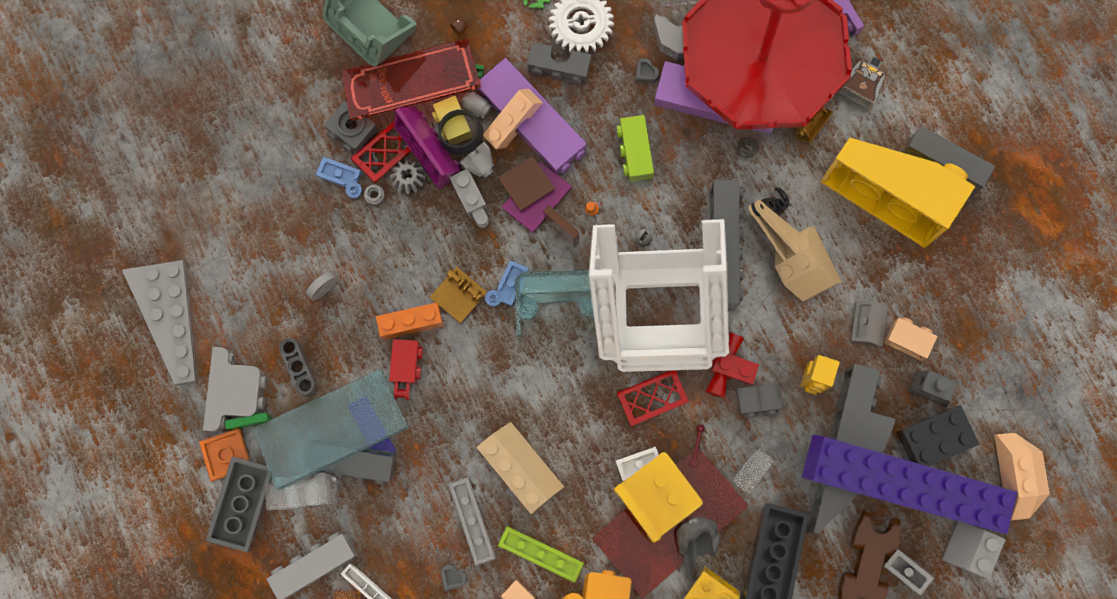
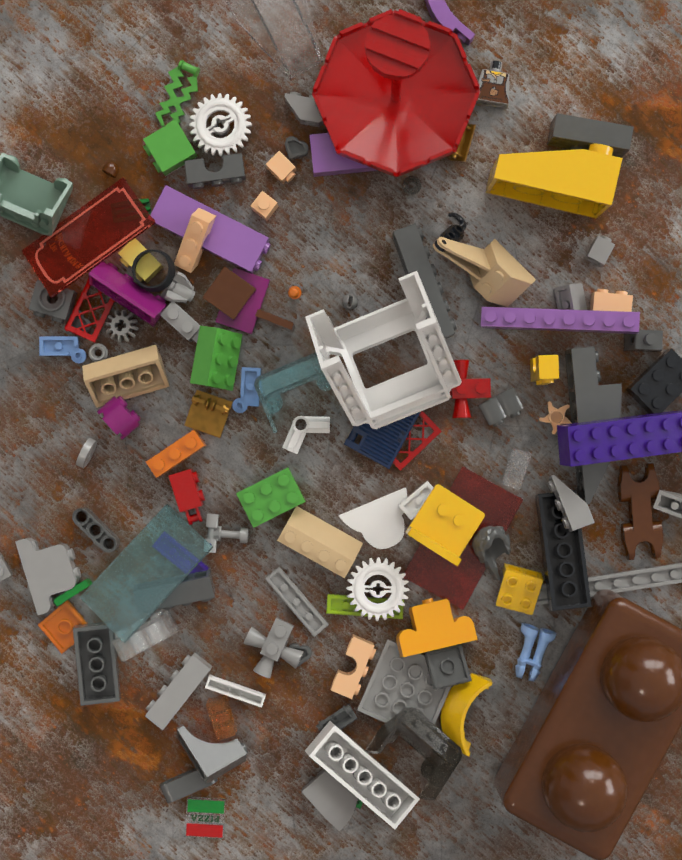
camera: 25 degrees left, 10 degrees up
(368, 263) = (119, 417): none -> magenta brick
(391, 226) = (125, 375): none -> tan slope
(418, 417) = (215, 532): none -> light grey bar
(429, 559) = (273, 647): none -> light grey brick
(476, 105) = (156, 237): light grey brick -> none
(487, 401) = (271, 497): none -> bright green brick
(488, 240) = (216, 358): none -> bright green brick
(522, 26) = (169, 148): none -> bright green piece
(541, 531) = (396, 589): none -> white gear
(560, 345) = (295, 437): none -> white piece
(590, 469) = (379, 520): none -> white sticker
(594, 113) = (264, 206): none -> light nougat brick
(624, 389) = (381, 443): none -> dark blue window
(625, 83) = (281, 168): none -> light nougat brick
(635, 148) = (313, 224): lime brick -> none
(693, 462) = (464, 481): dark red hinge -> none
(799, 532) = (574, 509): none -> light grey slope
(812, 428) = (556, 416): none -> light nougat animal
(854, 332) = (560, 320): none -> medium lavender brick
(917, 280) = (600, 250): none -> light grey brick

